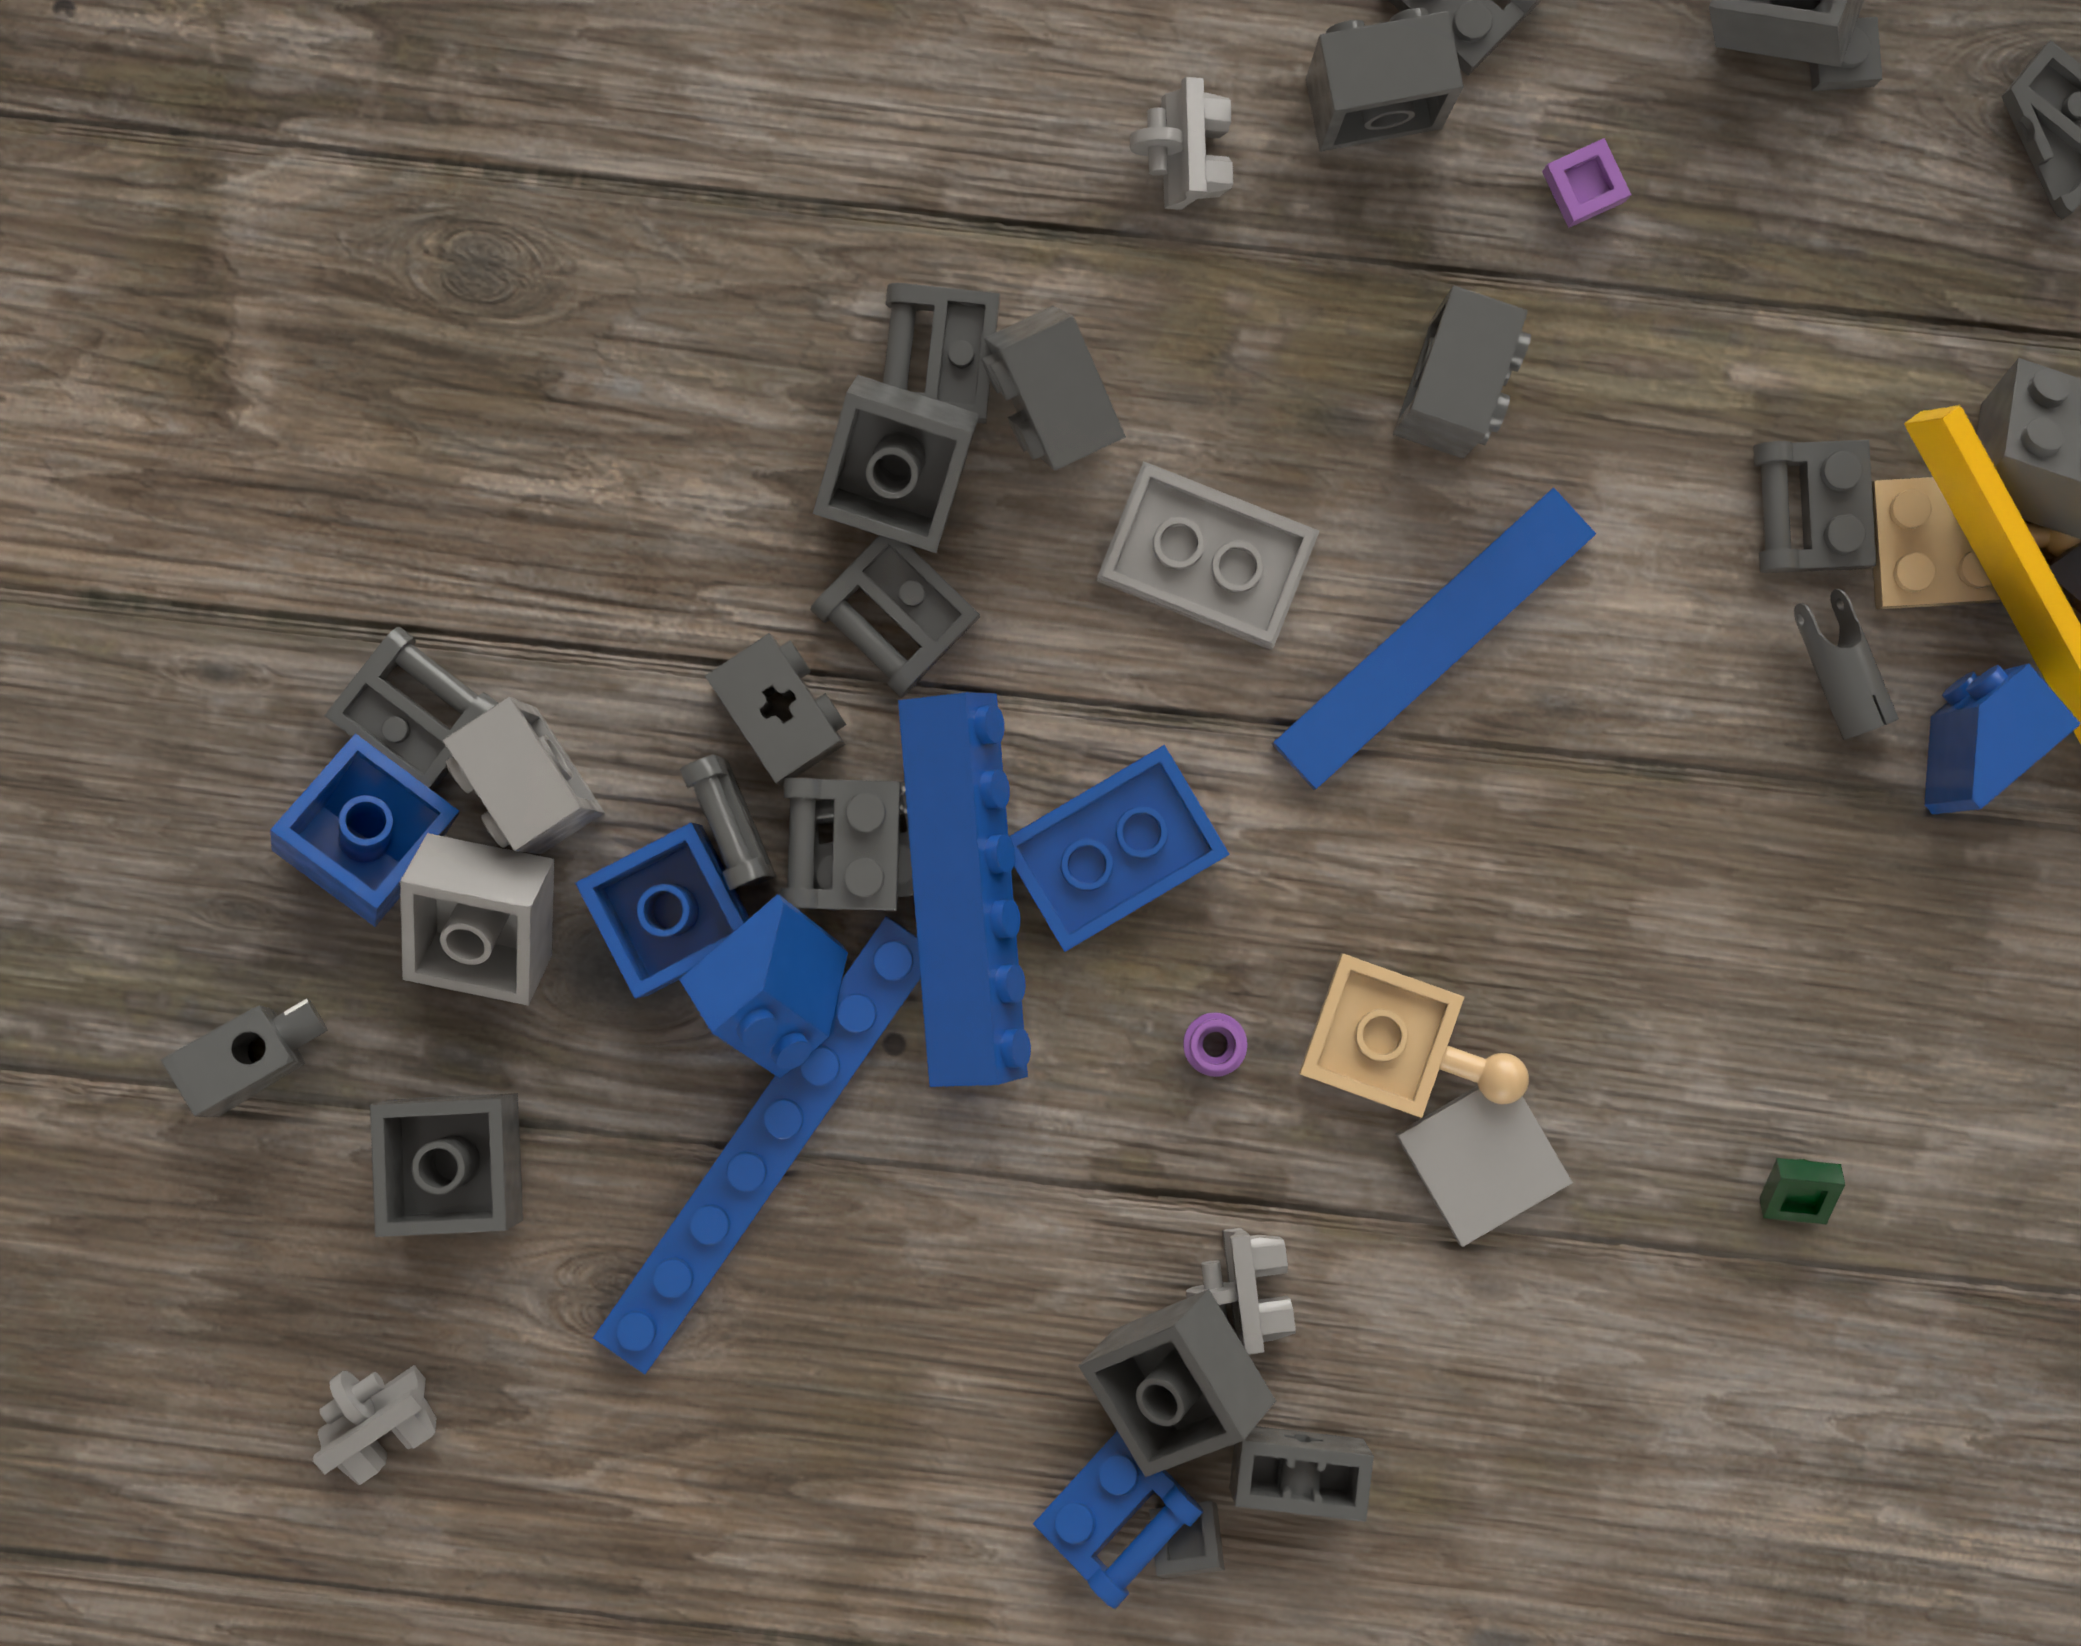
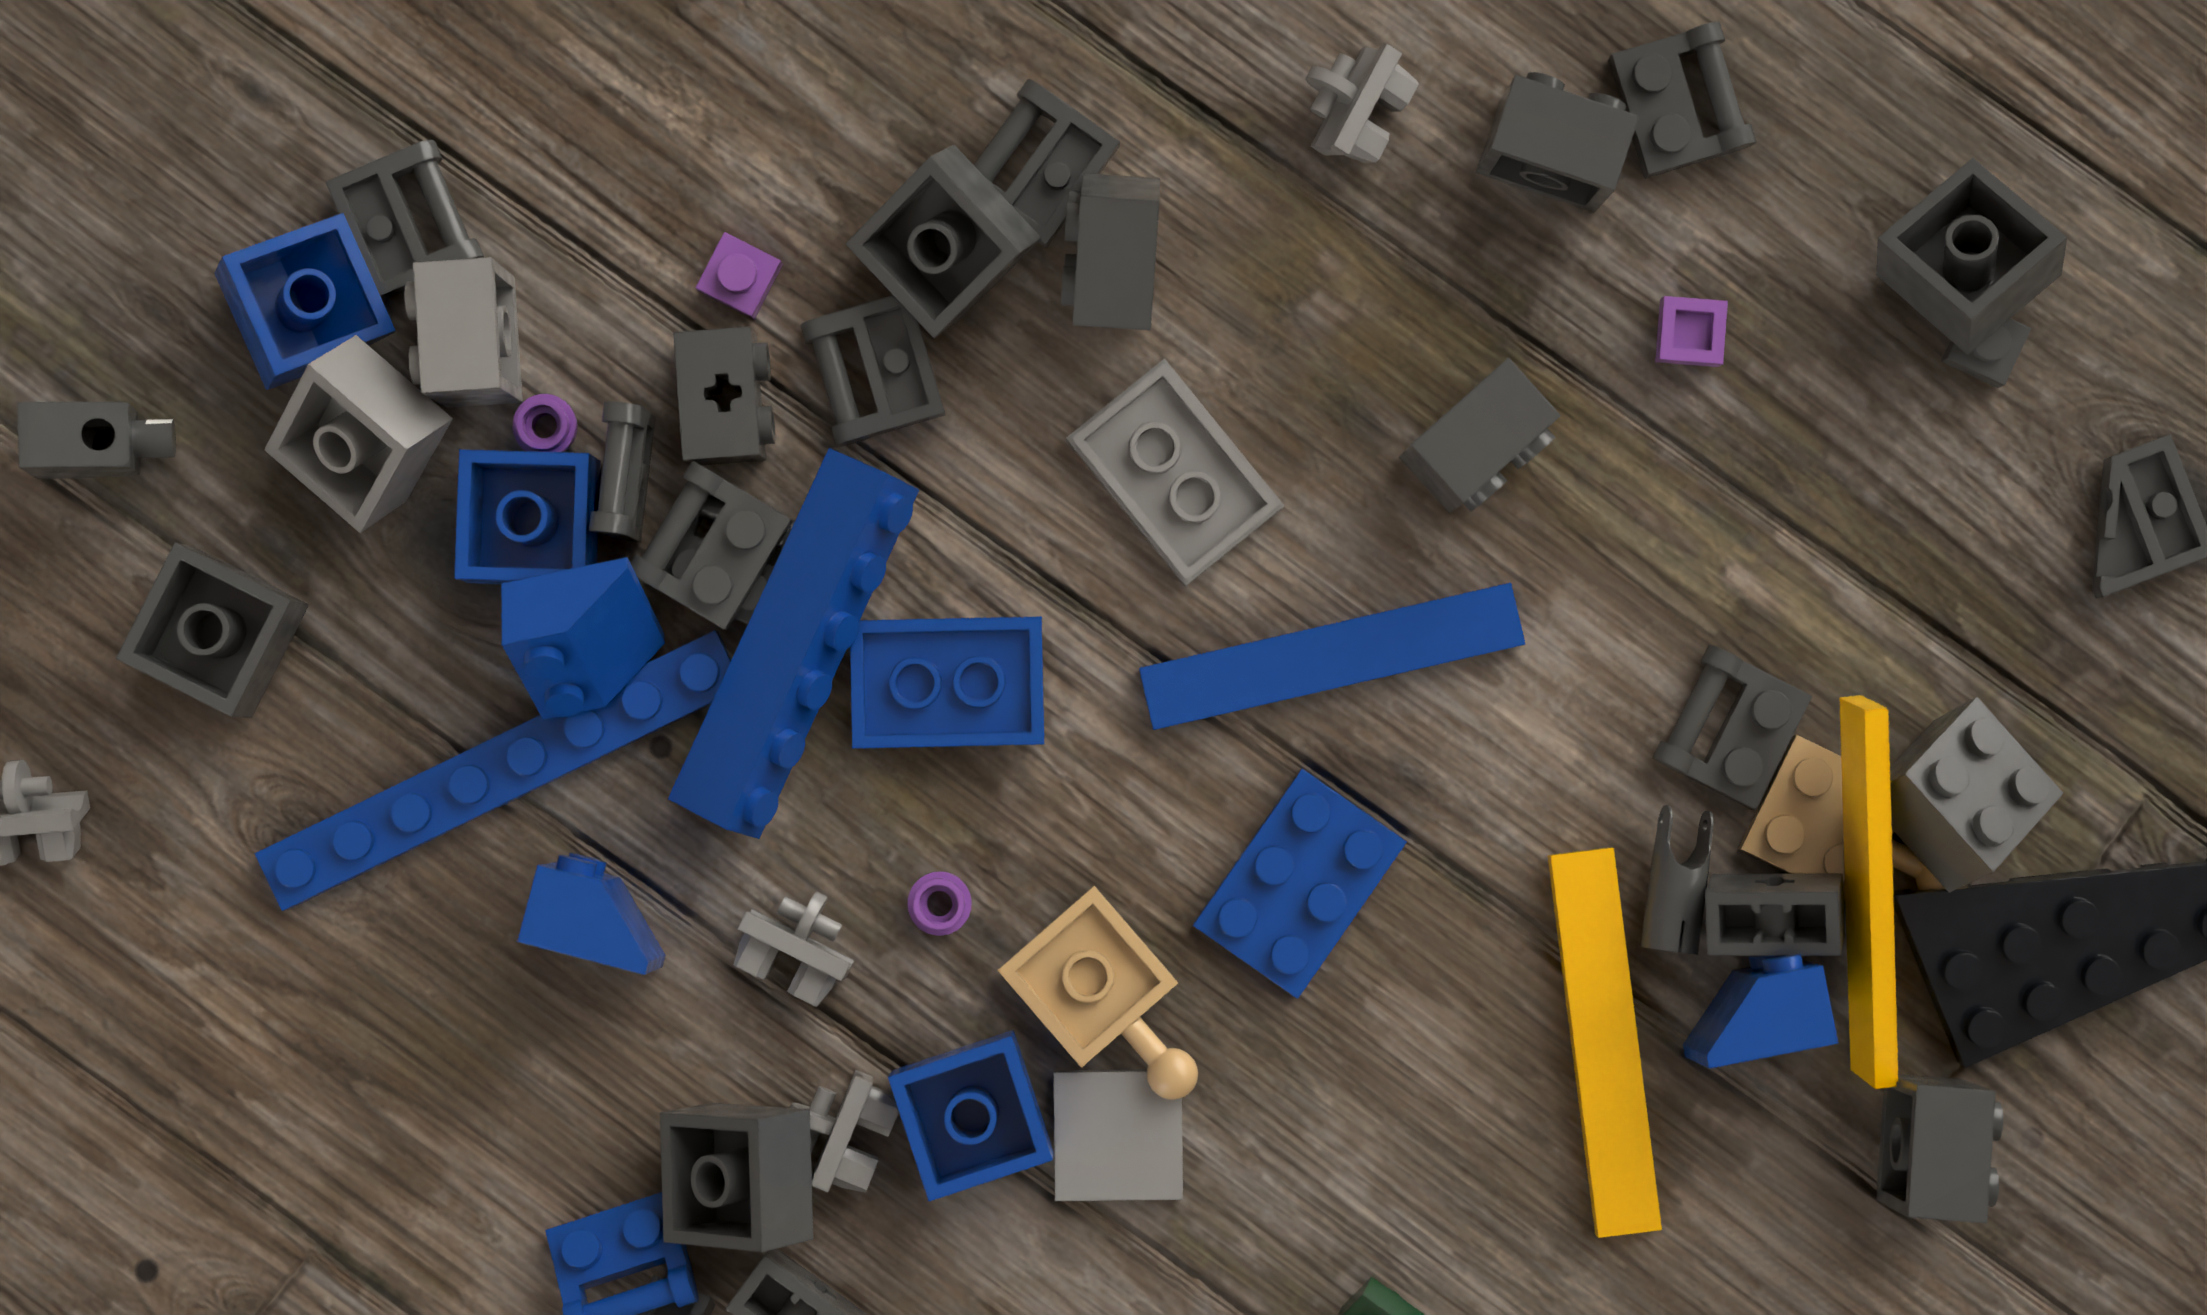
camera: 25 degrees right, 0 degrees up
(622, 806) = (531, 411): none -> medium lavender plate
(732, 596) = (739, 275): none -> medium lavender plate
(919, 1229) = (588, 916): none -> blue slope
(1142, 1156) = (767, 937): none -> light grey hips
(1351, 1214) = (971, 1115): none -> blue brick
(1516, 851) = (1299, 883): none -> blue plate
(1858, 840) = (1604, 1042): none -> yellow tile
(1952, 644) = (1775, 914): none -> dark grey brick

